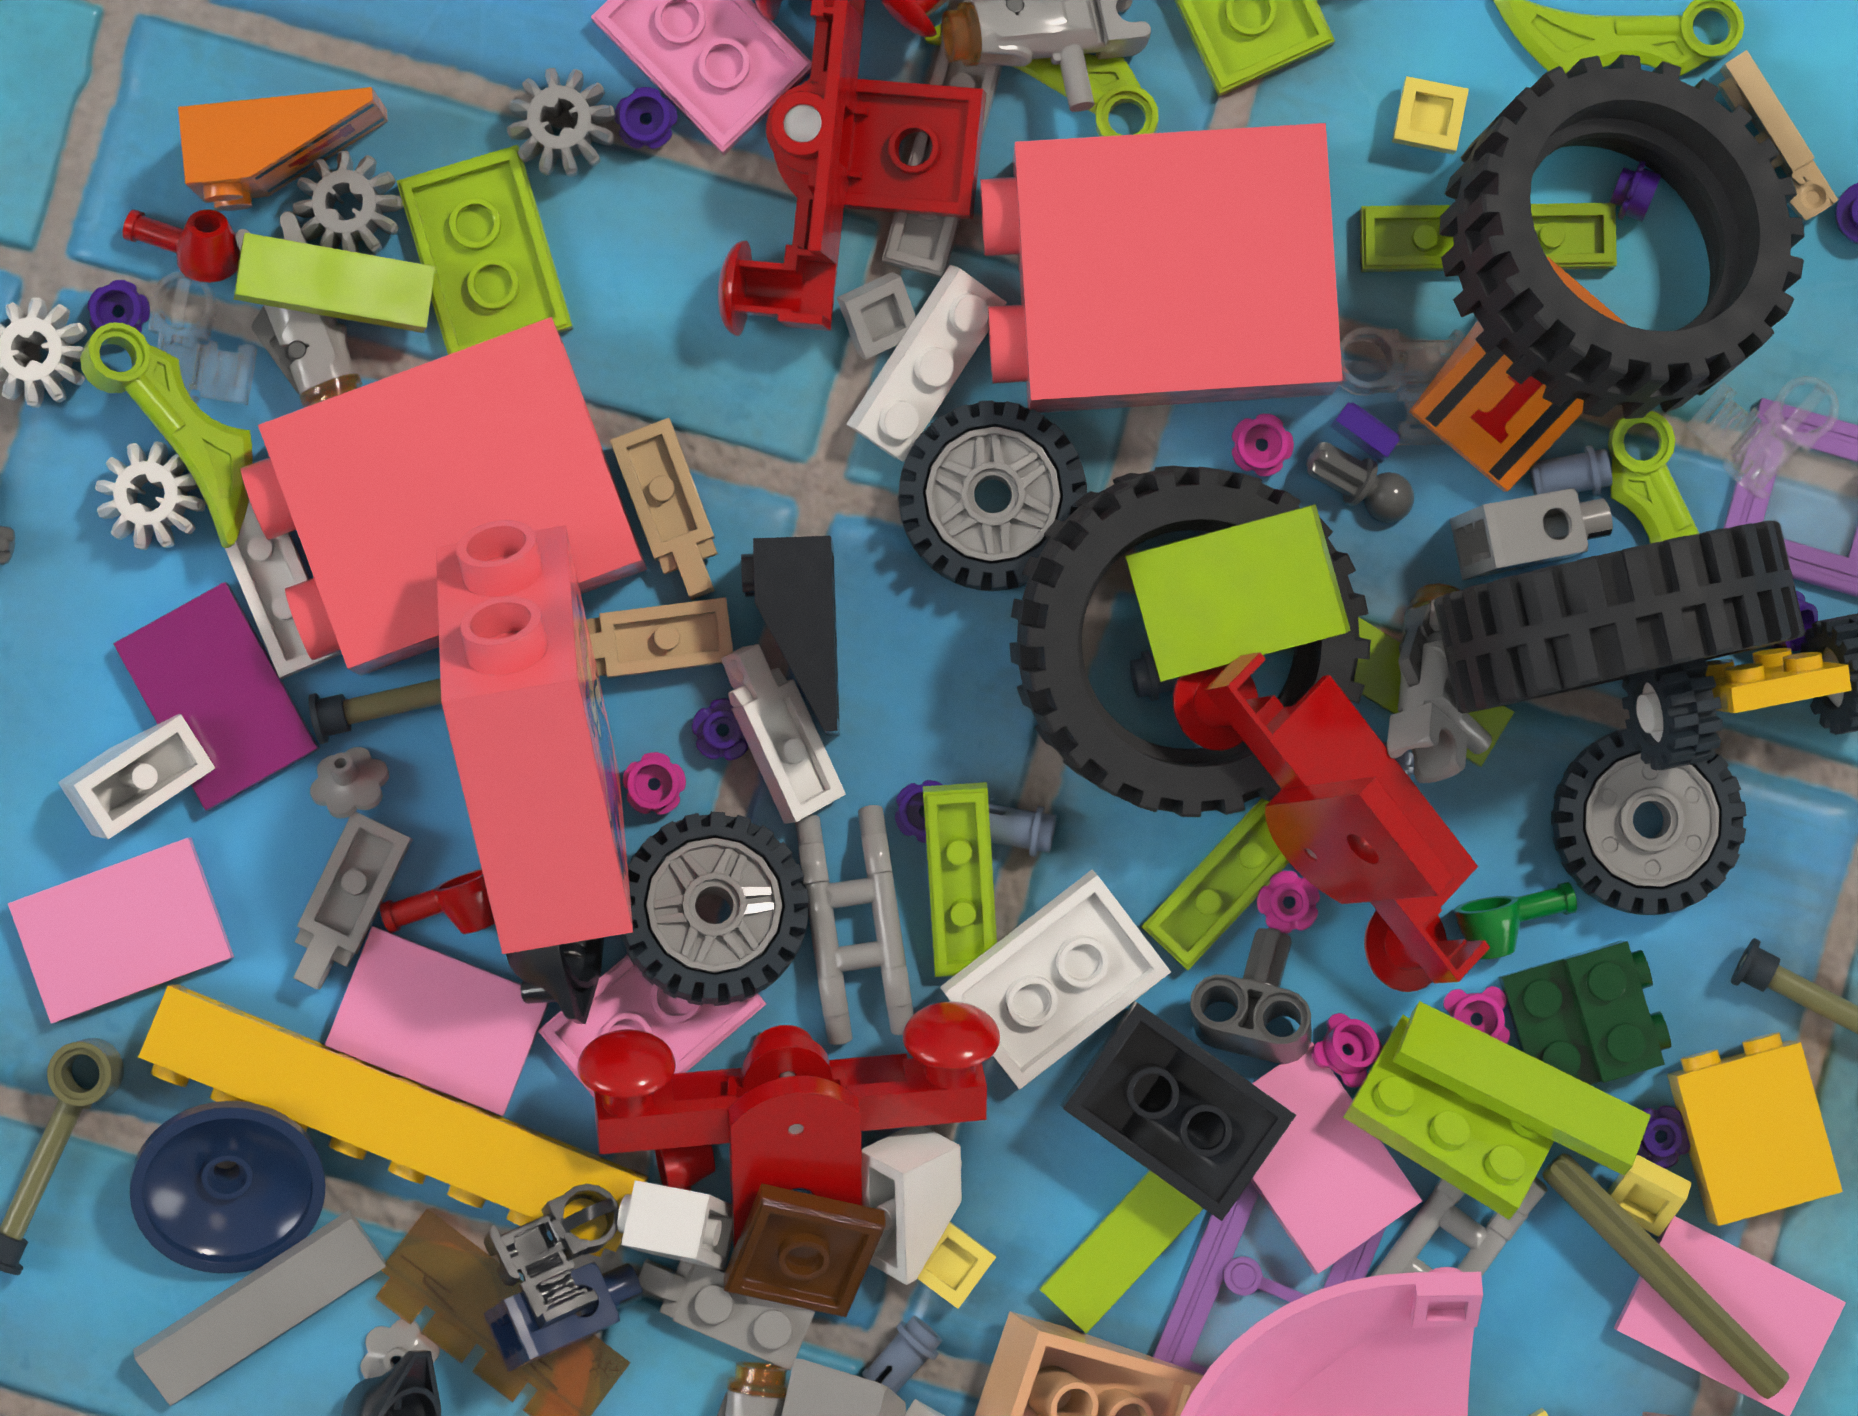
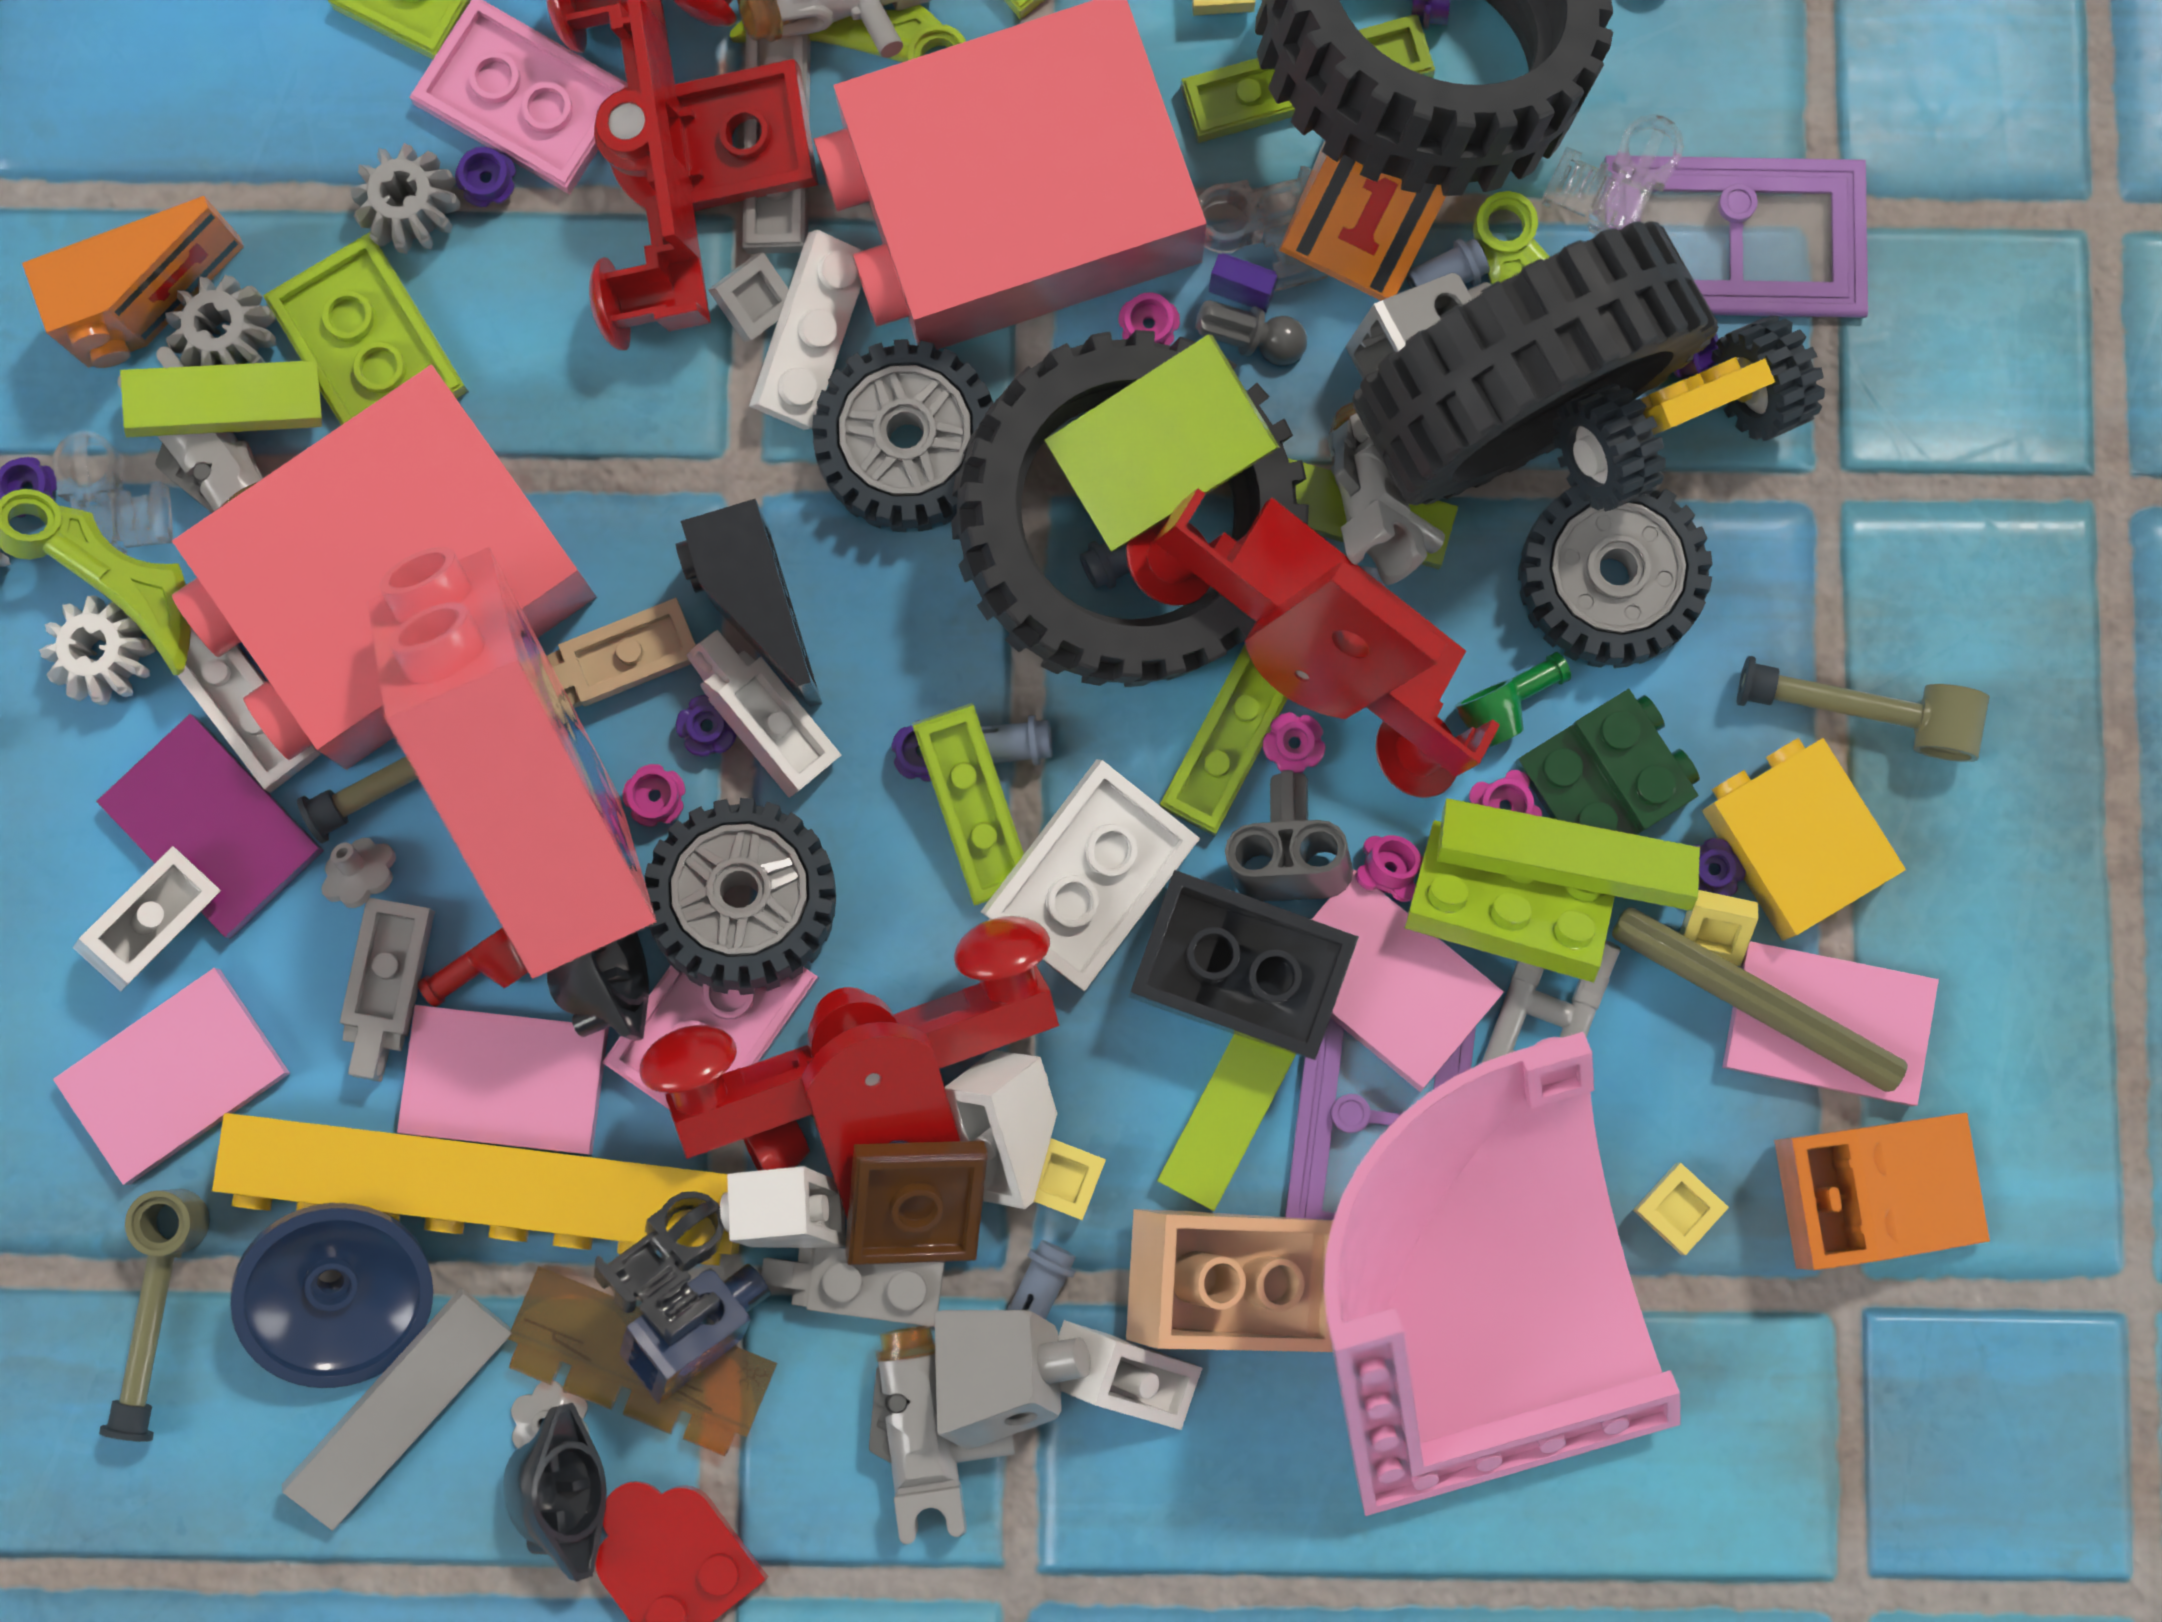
camera: 15 degrees left, 5 degrees down
(203, 248) = (89, 403): red bar -> none
(667, 503) = (598, 525): tan hinge -> none
(825, 896) = (846, 858): light grey piece -> none

